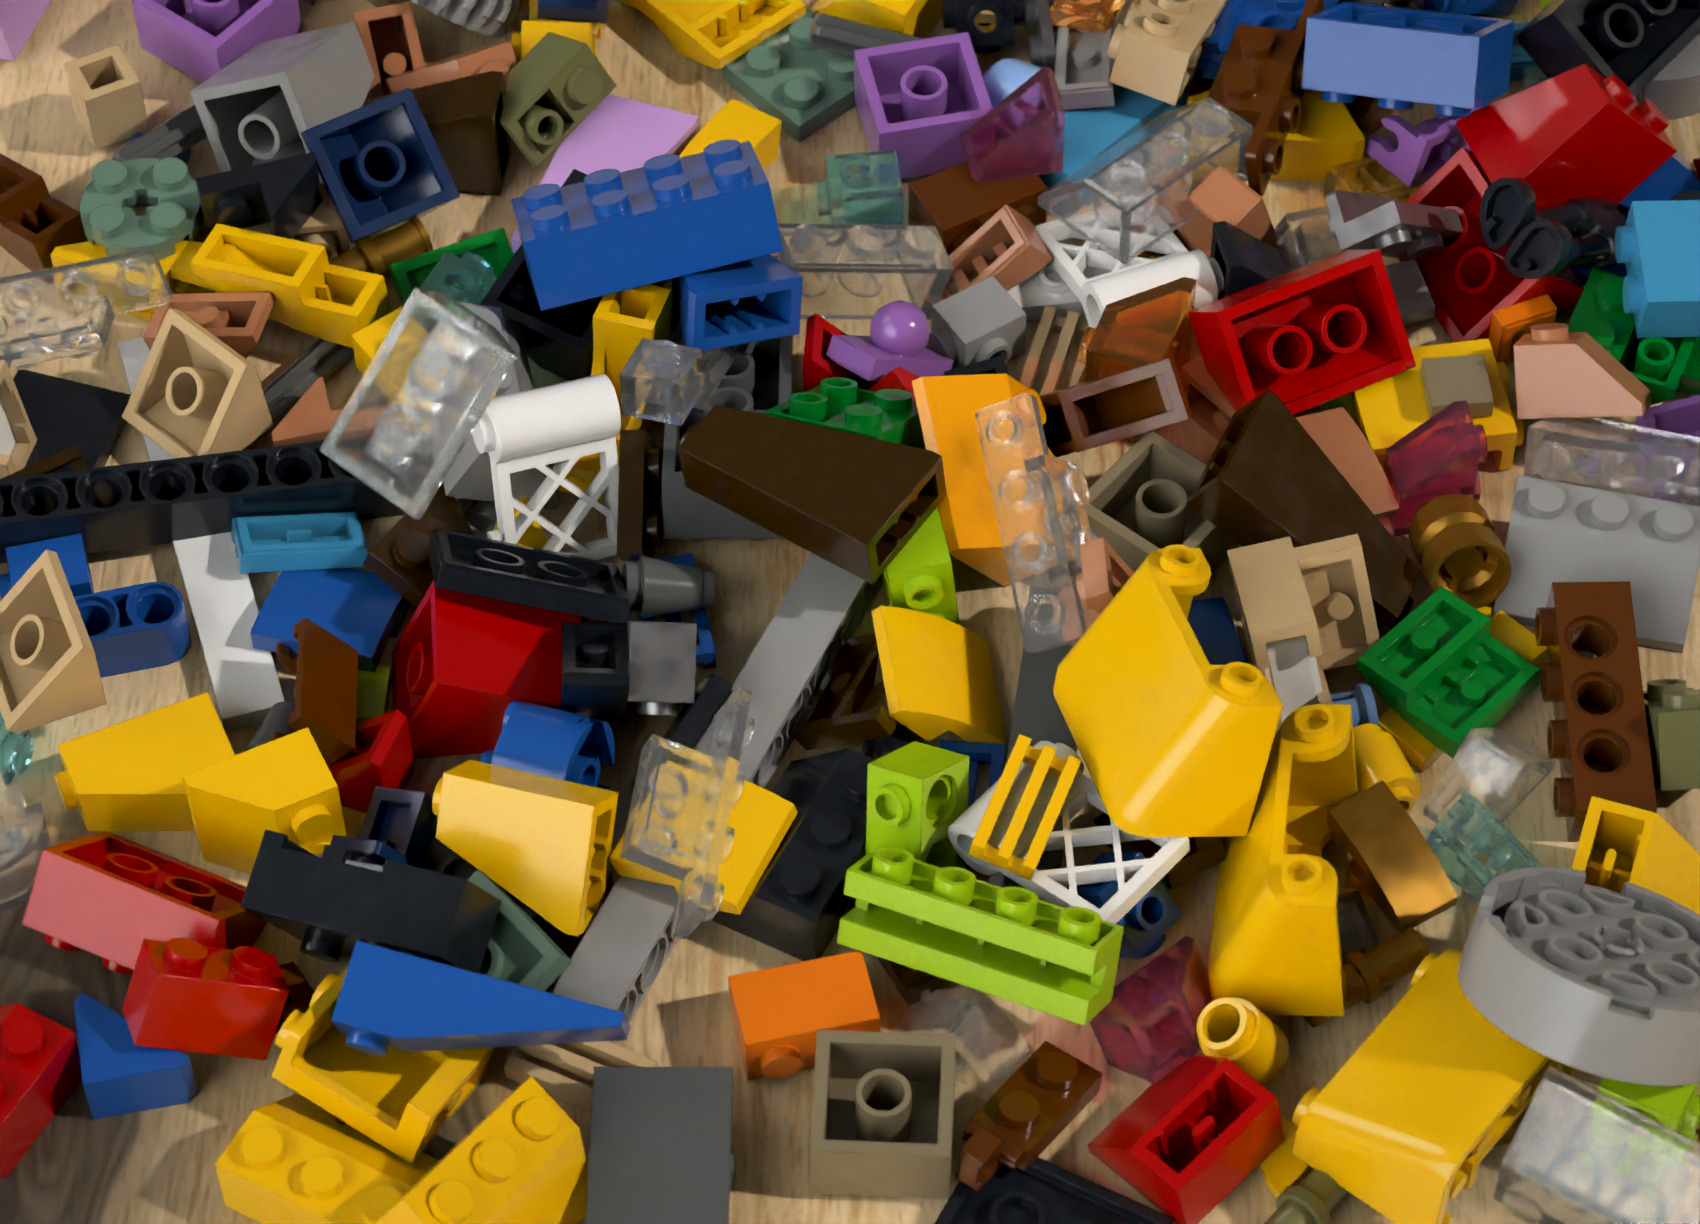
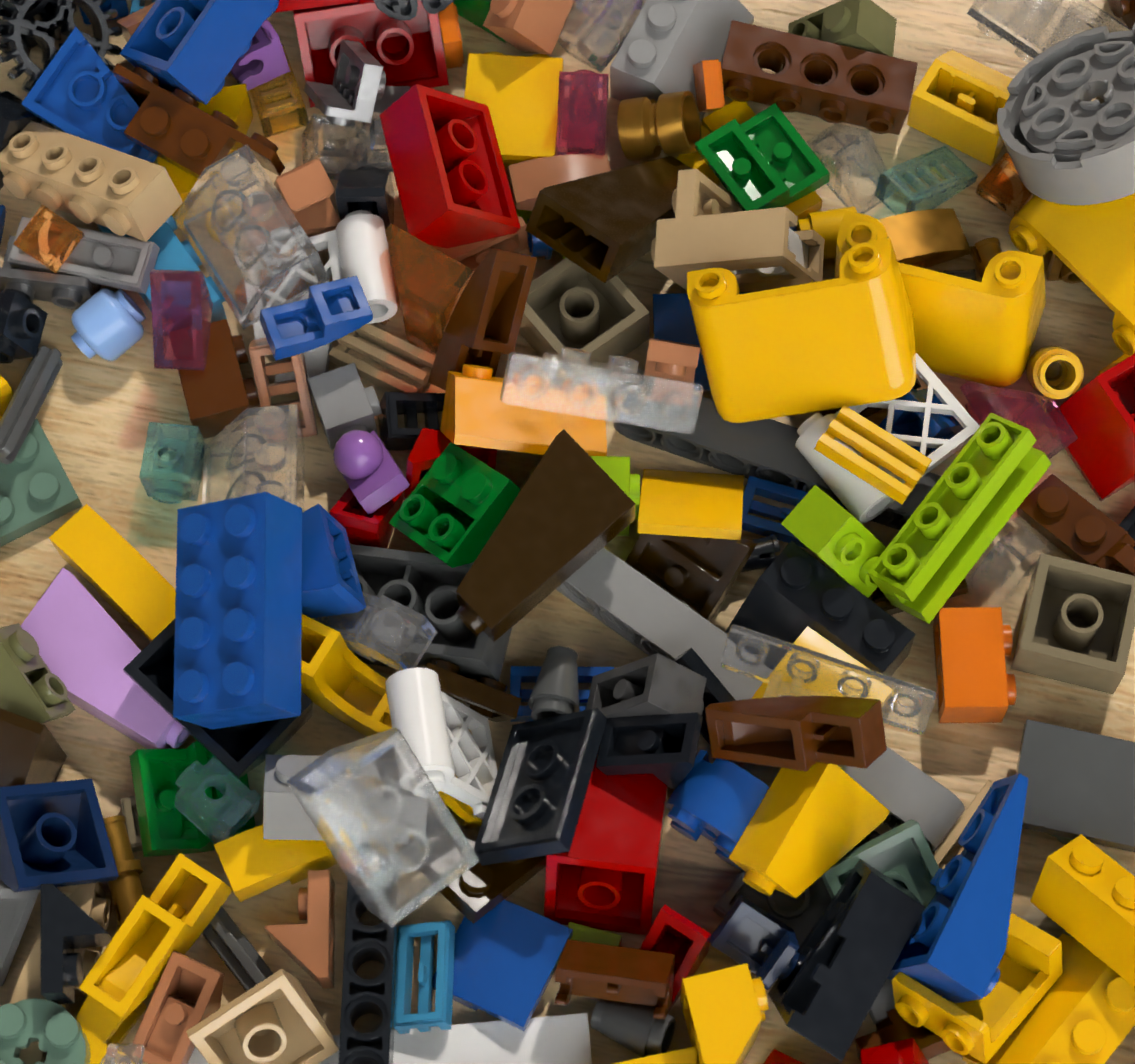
camera: 75 degrees left, 15 degrees up
(621, 770) = (797, 731): none -> reddish brown slope
(920, 100) = (100, 392): medium lavender brick -> none
(1054, 249) = (326, 315): none -> blue slope
(1455, 380) = (517, 83): dark tan tile -> none
(1529, 588) = (708, 85): none -> orange tile

